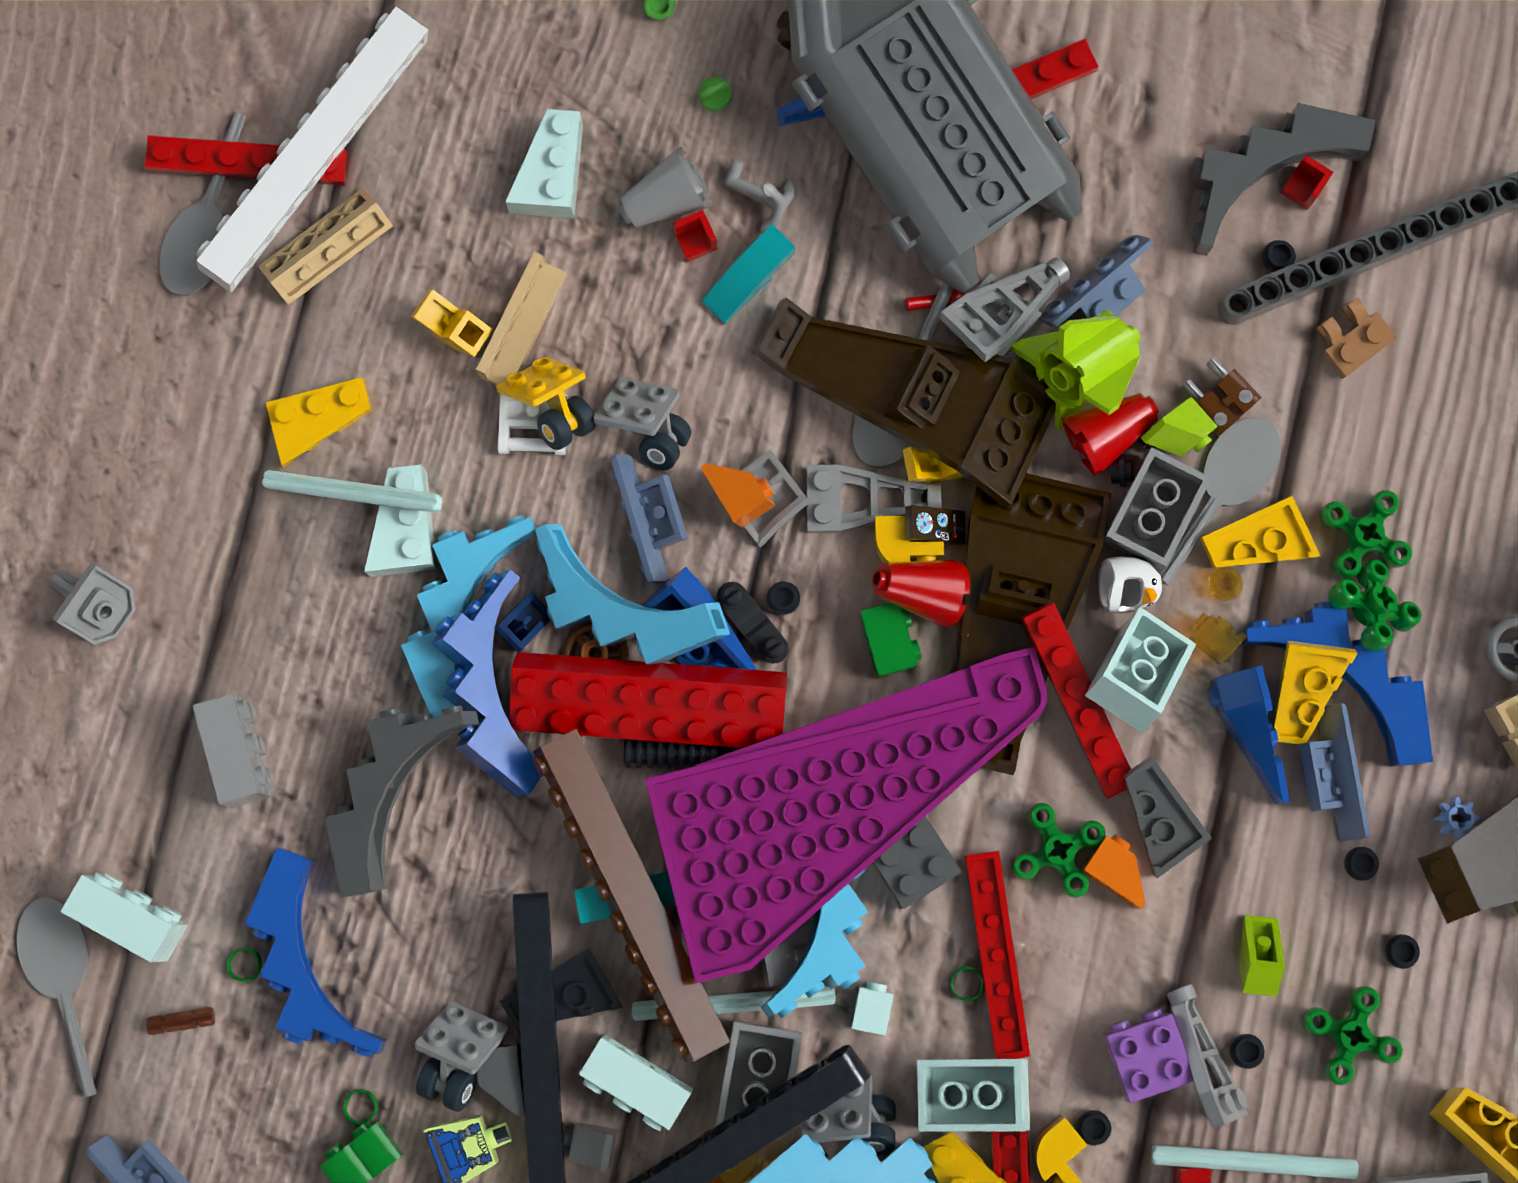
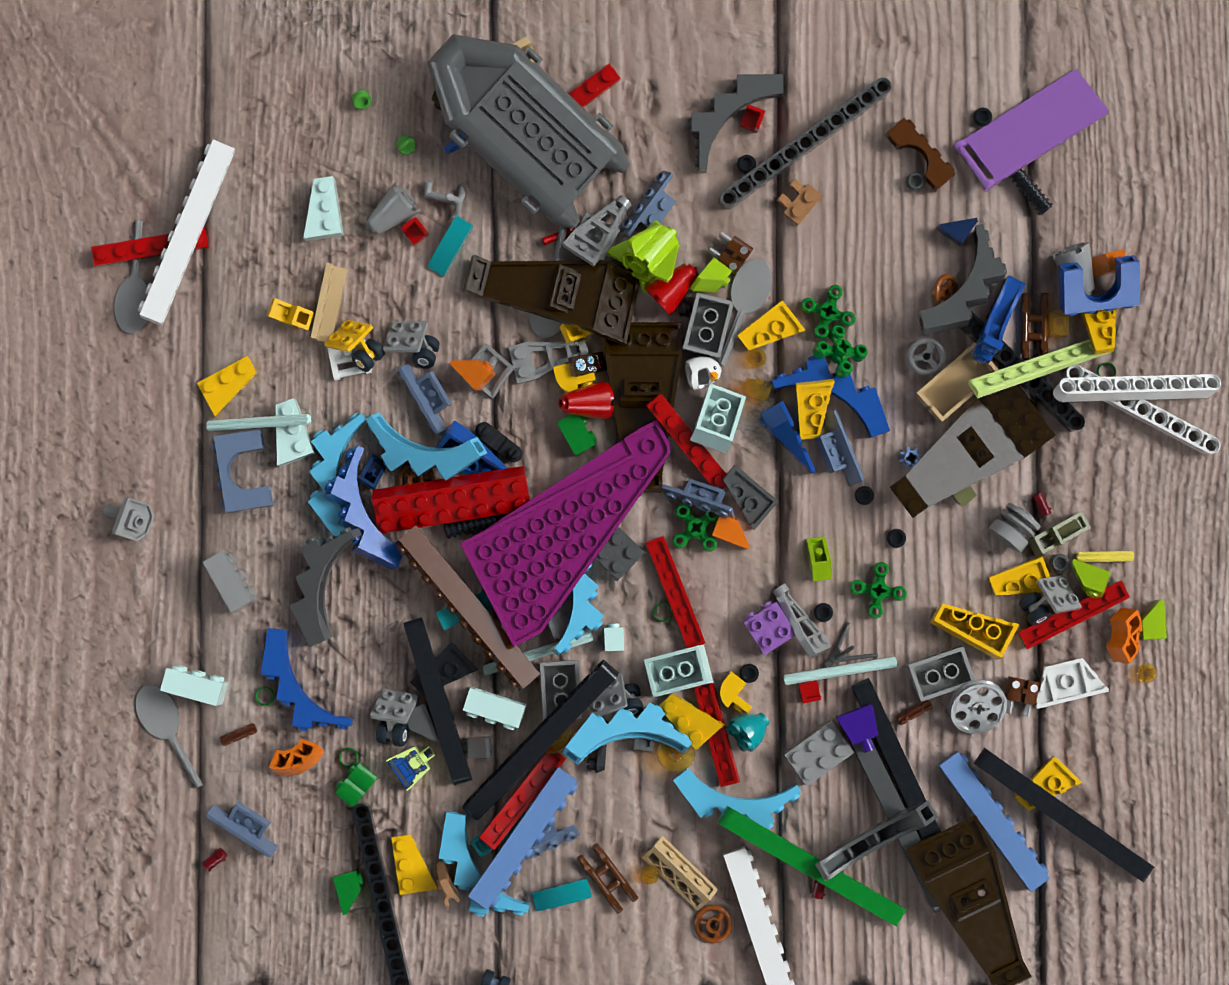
camera: 10 degrees left, 5 degrees up
(268, 1089) = (296, 759): none -> orange brick
(288, 525) = (227, 449): none -> sand blue arch
(326, 247) = (209, 286): tan fence -> none
(783, 598) = (513, 424): black plate -> none
(1080, 797) = (700, 495): none -> sand blue bracket
(1257, 1135) = (839, 655): none -> dark grey plant

